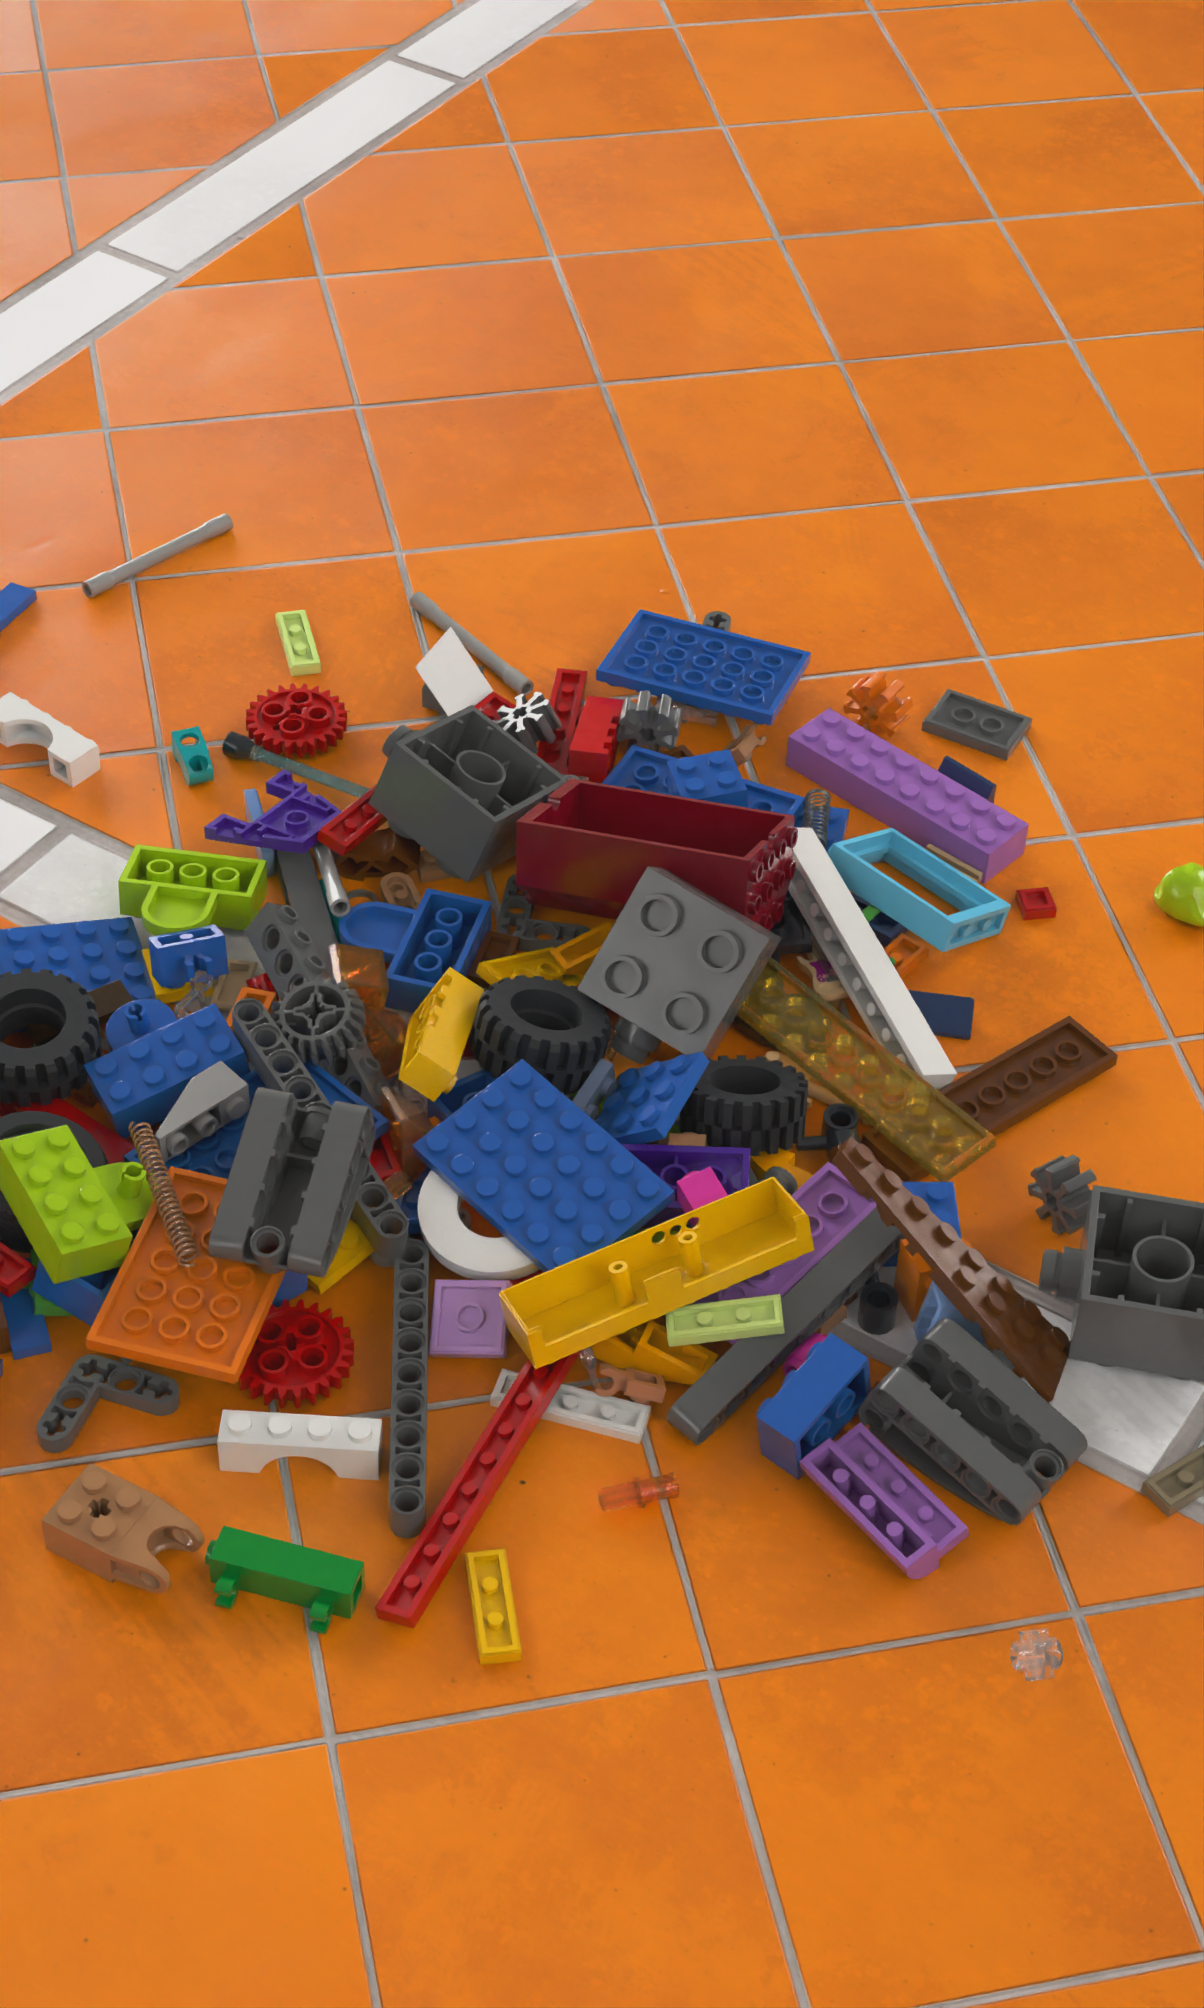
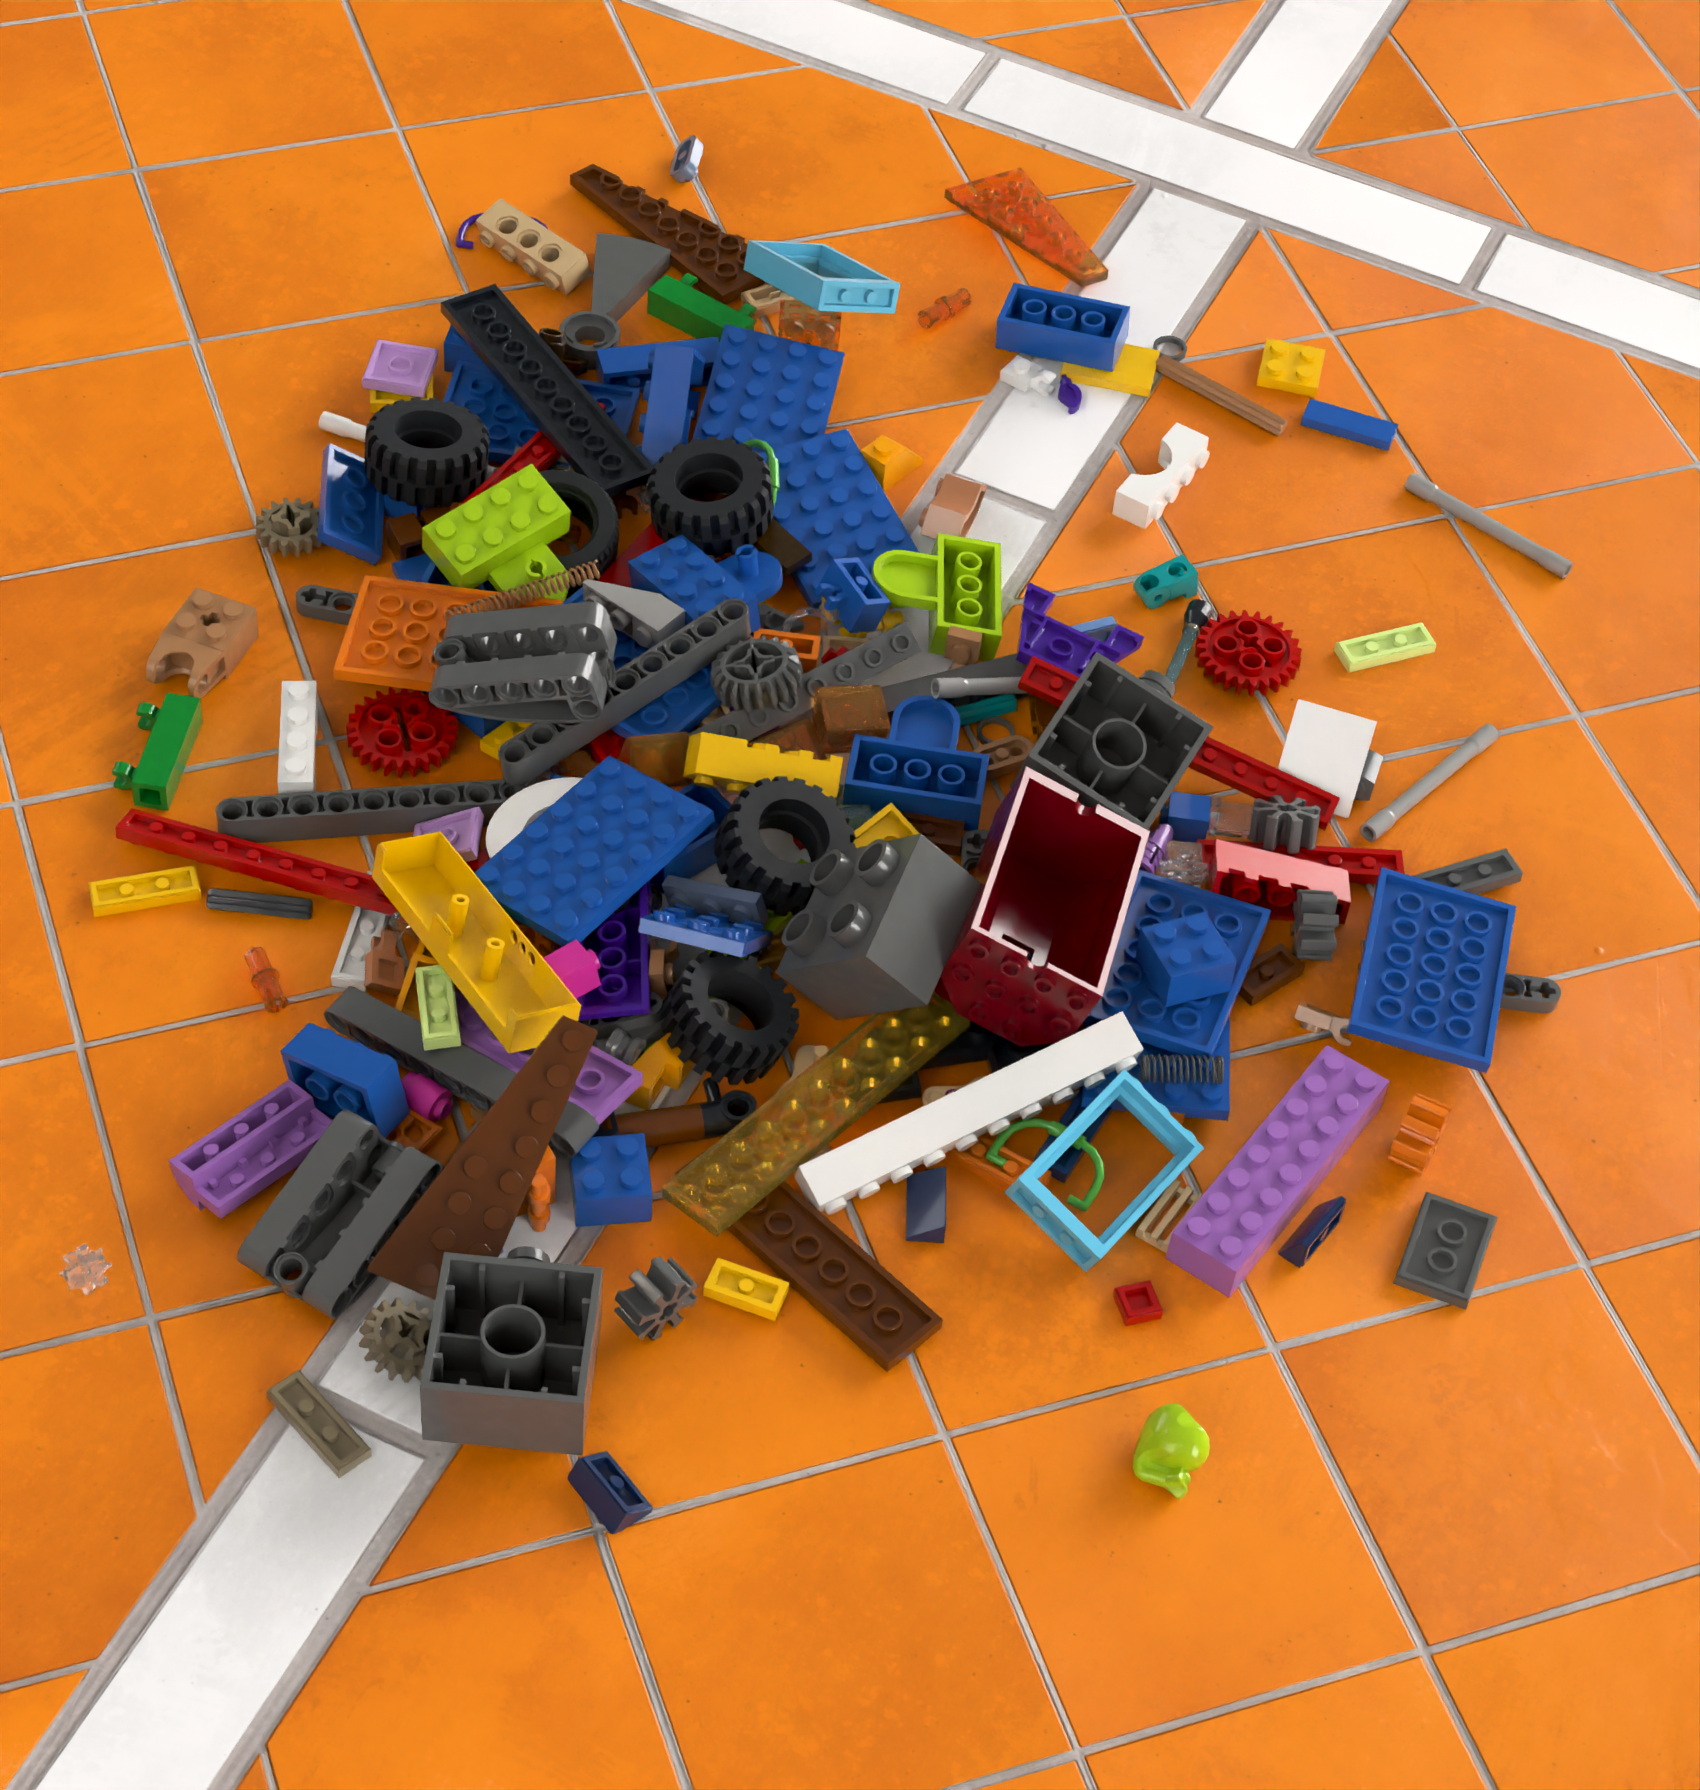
camera: 80 degrees right, 5 degrees up
(53, 884) = (953, 507): none -> nougat brick
(271, 888) = (963, 646): none -> medium nougat plate
(526, 1497) = (259, 903): none -> black axle
(588, 643) = (1478, 873): none -> dark grey plate
(1035, 1143) = (746, 1289): none -> yellow plate
(1113, 1391) = (403, 1338): none -> dark tan gear

